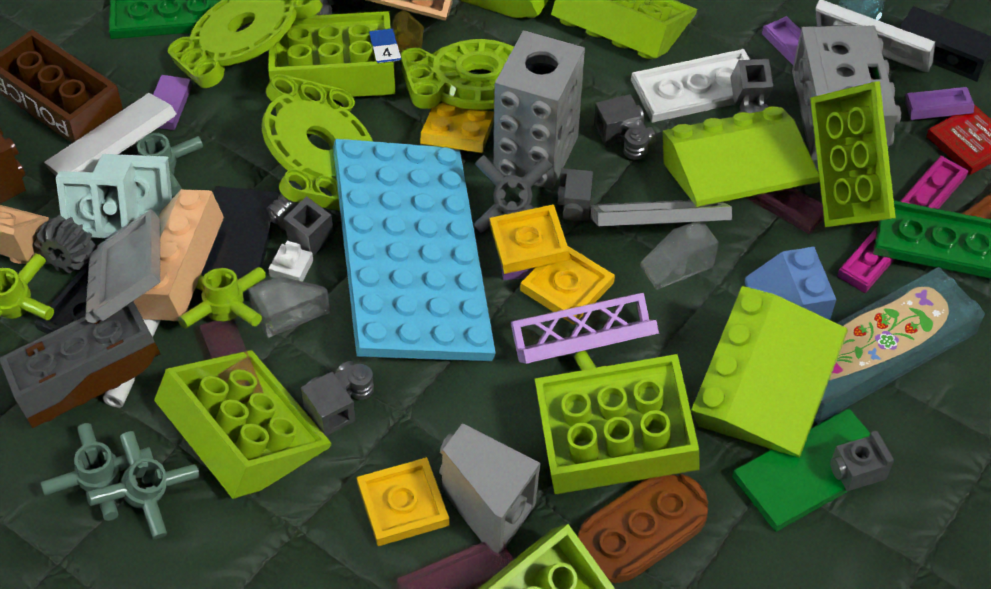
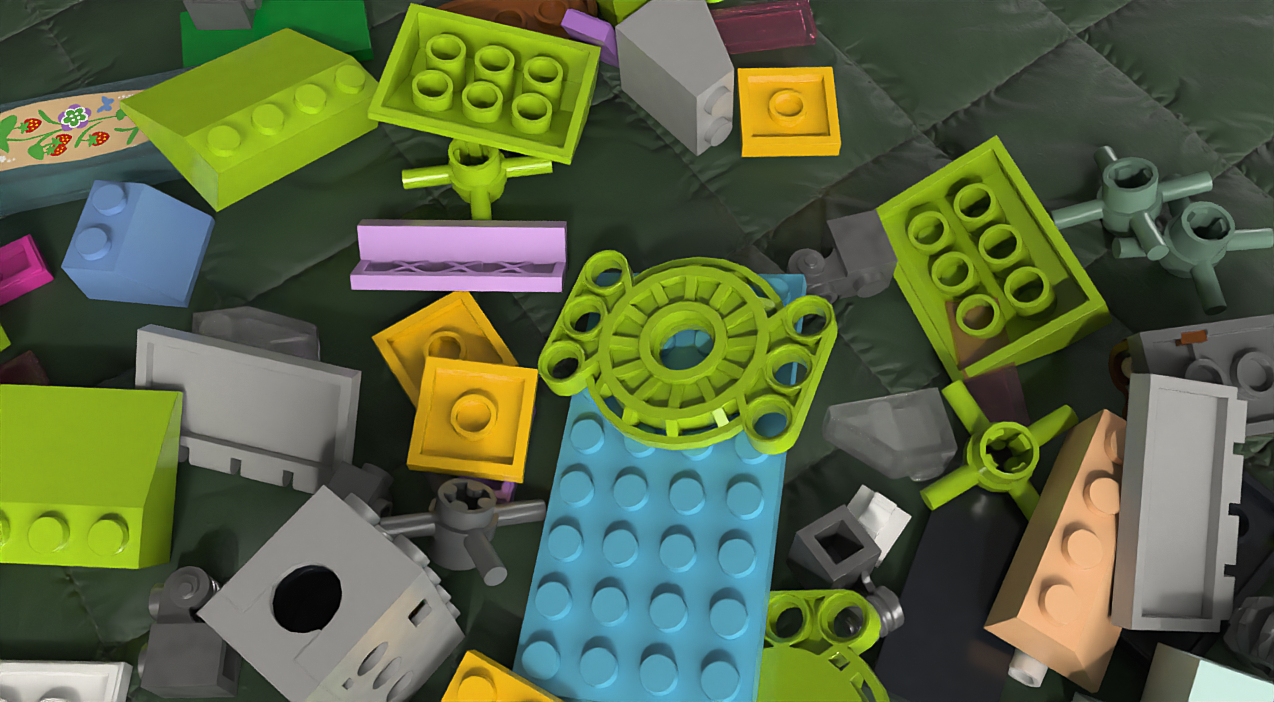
camera: 160 degrees left, 10 degrees up
(452, 280) = (695, 293): none -> lime piece
(559, 494) = (594, 32): none -> medium lavender tile

